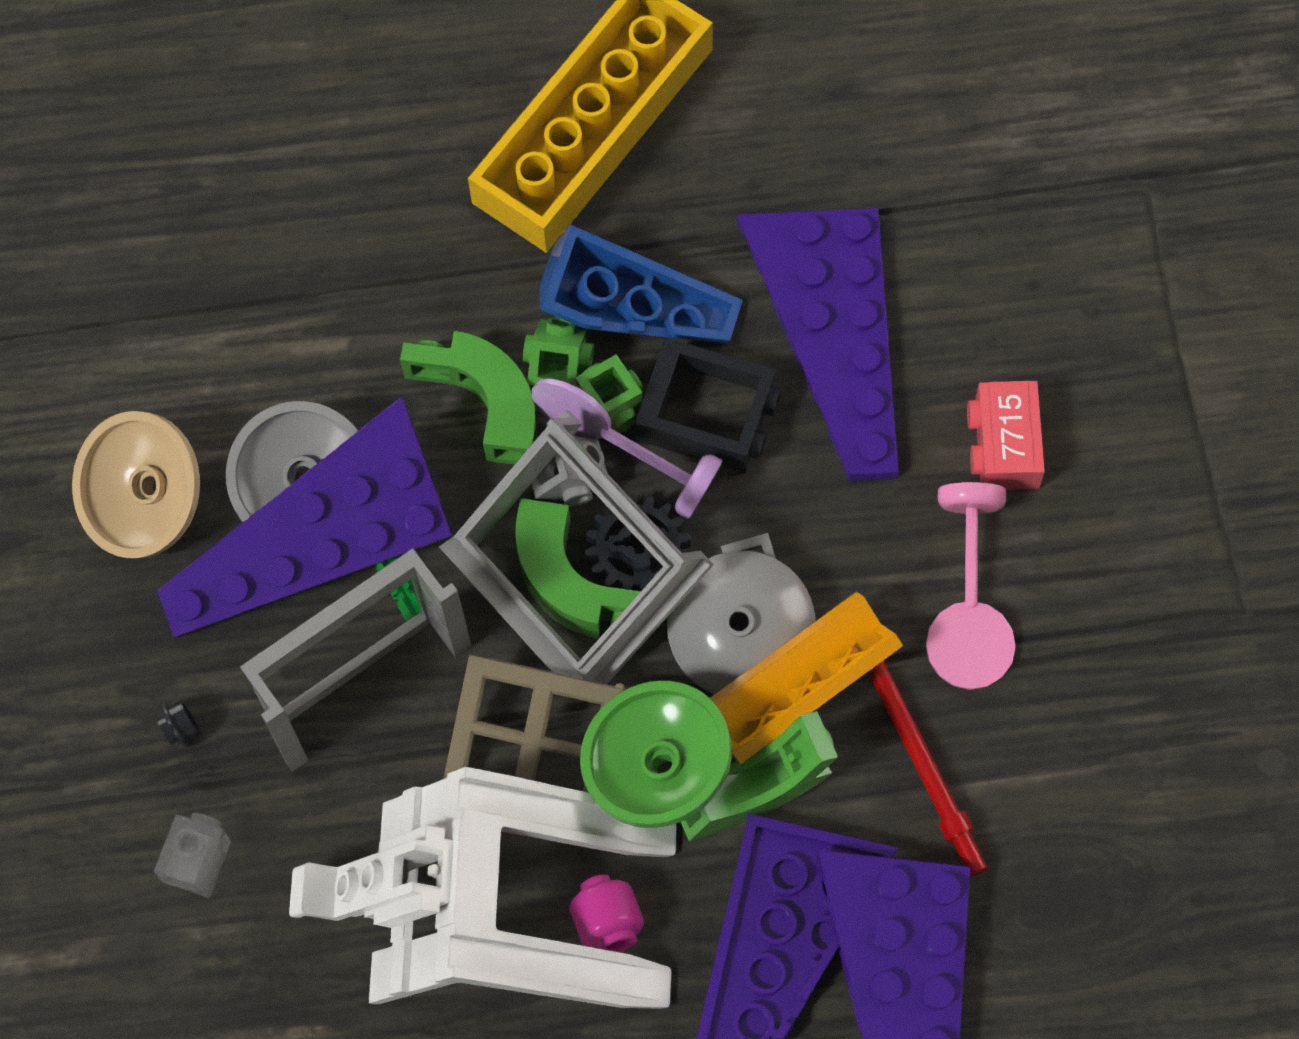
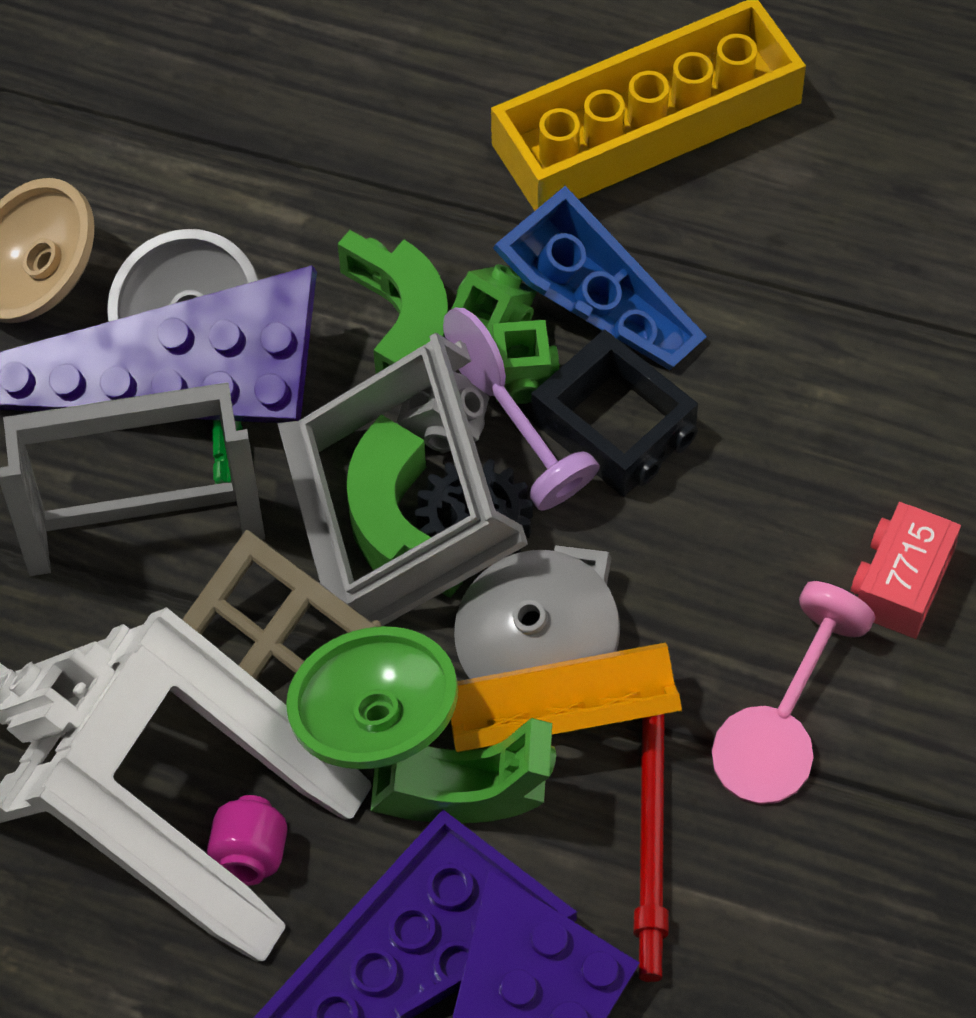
camera: 25 degrees right, 10 degrees down
(832, 308) = (792, 381): dark purple wing -> none

